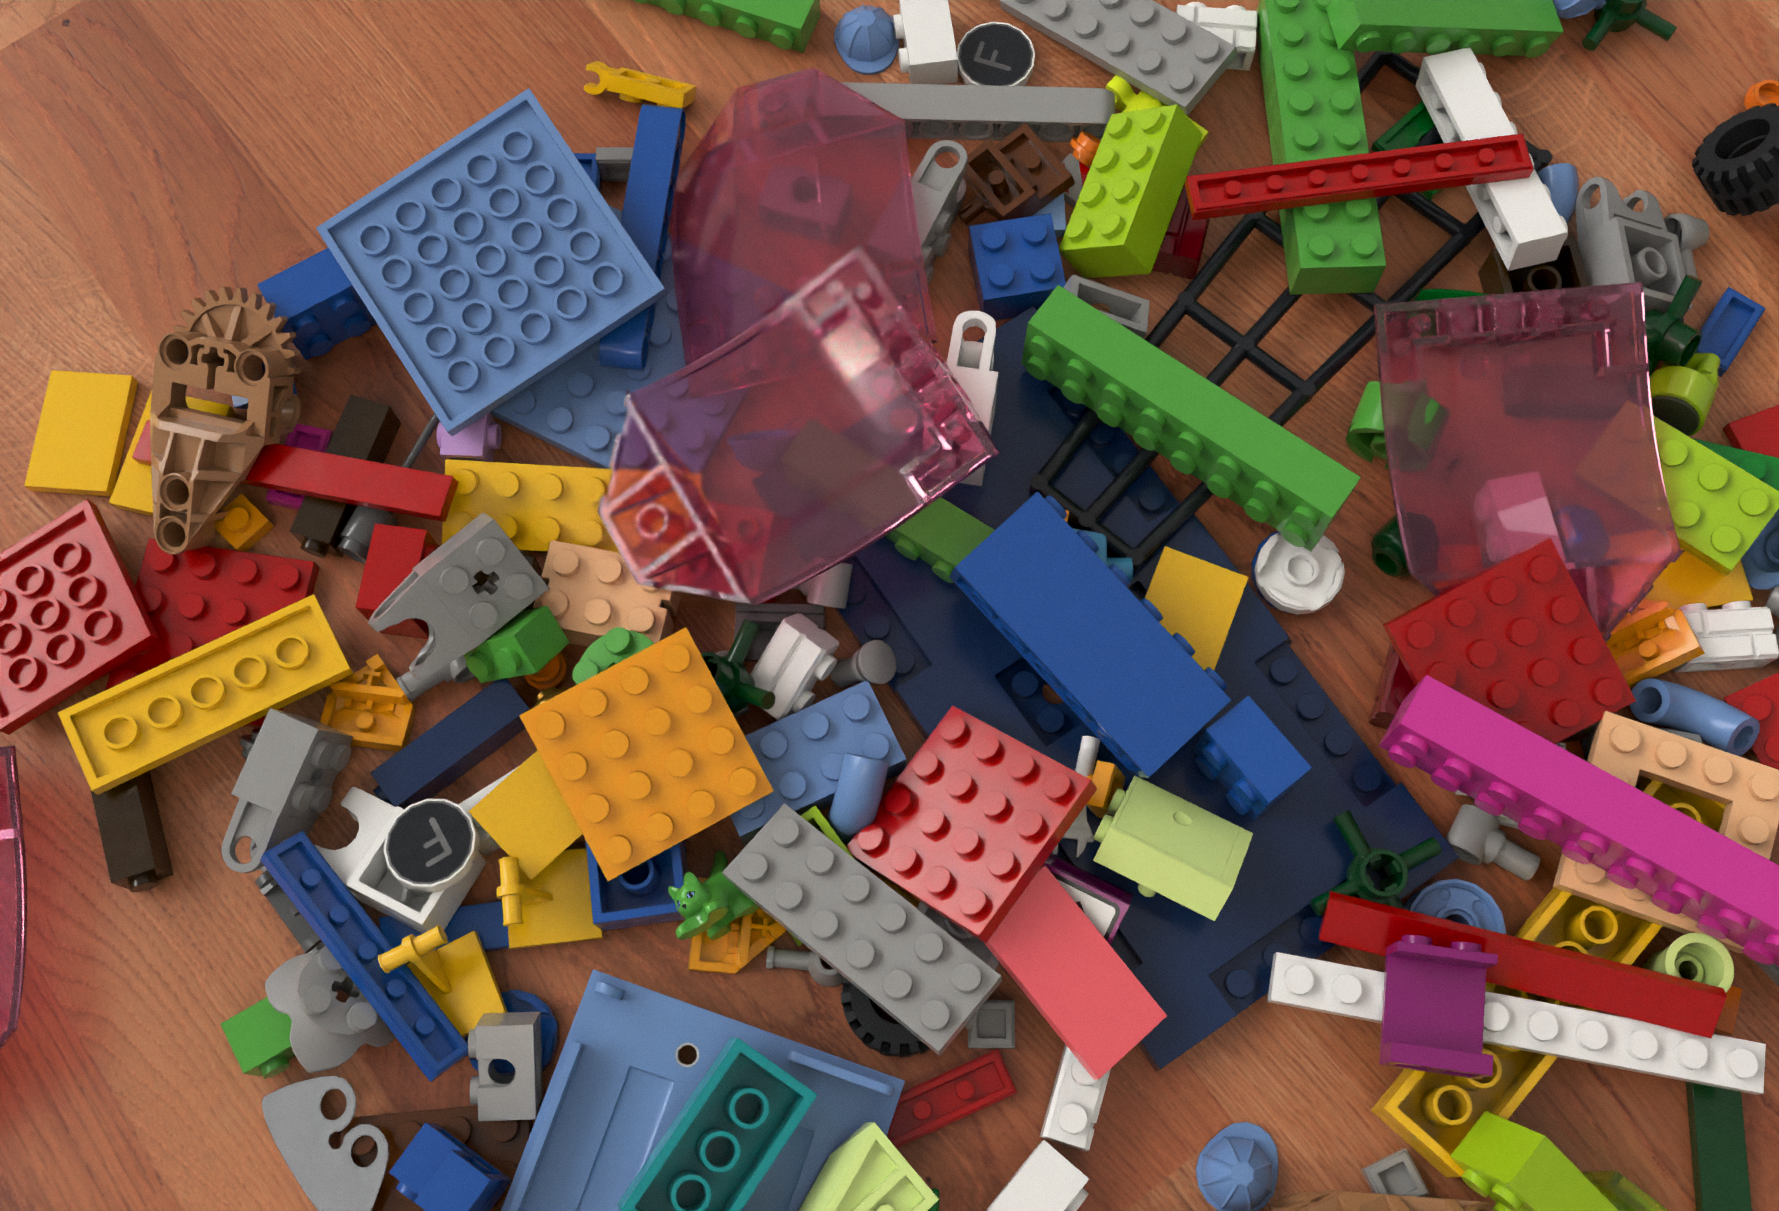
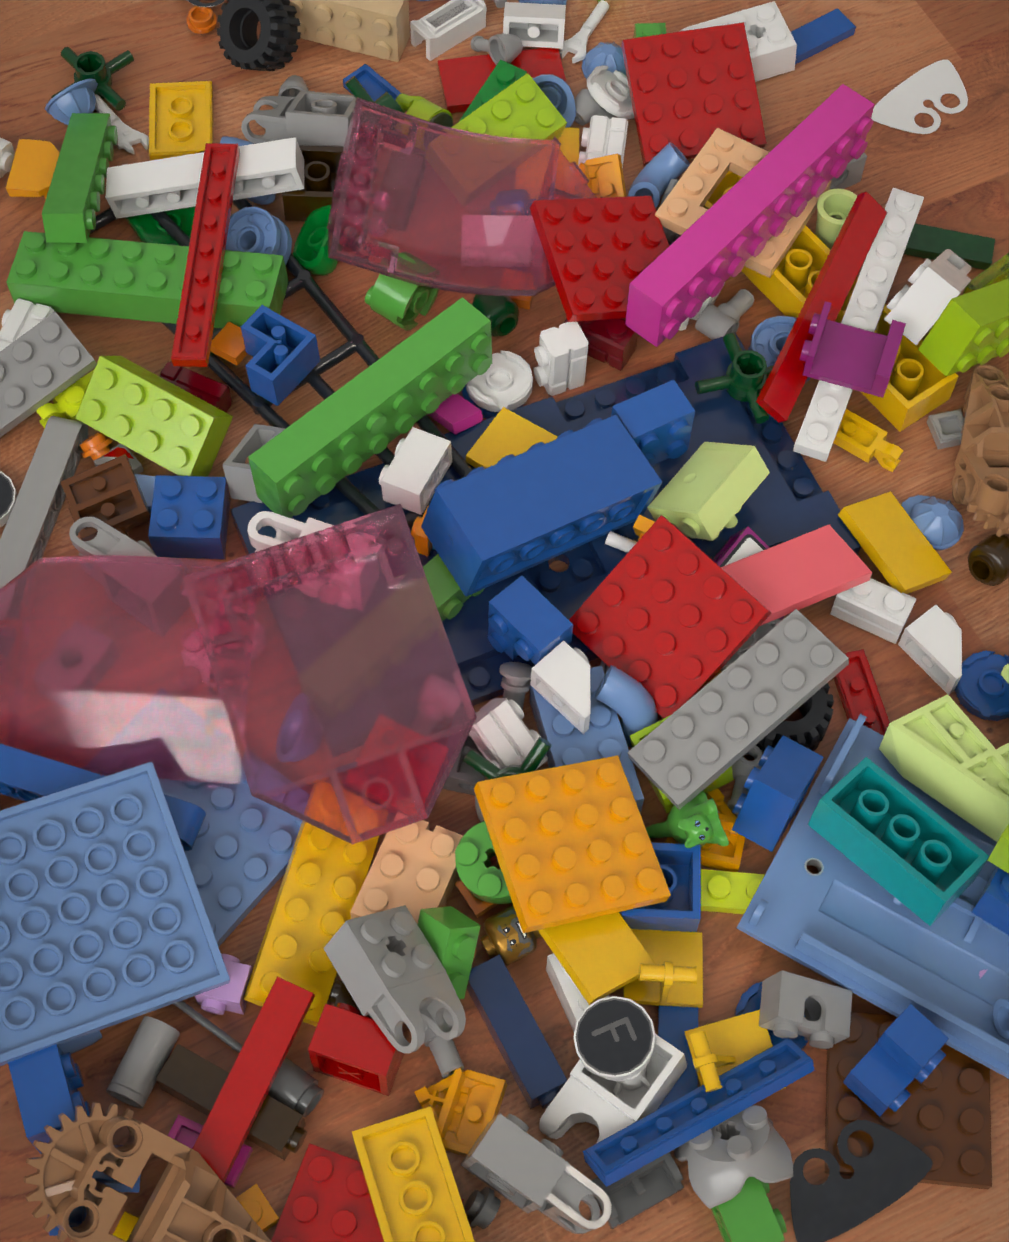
camera: 85 degrees left, 10 degrees down
(375, 382) = (143, 1062): none -> light grey pin
(660, 960) = (728, 890): none -> neon yellow plate
(773, 994) = (775, 792): none -> blue brick
(856, 716) = (565, 683): none -> white slope
(923, 653) = (526, 623): none -> blue brick
(1116, 487) = (416, 470): none -> white brick
(1179, 1116) = (894, 543): none -> yellow tile
(1229, 528) = (457, 414): none -> dark pink tile
(1240, 304) = (280, 353): none -> blue brick
(1258, 250) = (229, 344): none -> orange tile
(1339, 1059) = (866, 441): none -> yellow plate
(1346, 635) = (561, 358): none -> white brick
(1420, 240) = (258, 232): none -> medium blue wheel
(1550, 67) = (126, 135): none -> white piece
(1579, 1116) = (929, 295): none -> white brick
(1595, 118) = (180, 118): none -> yellow tile

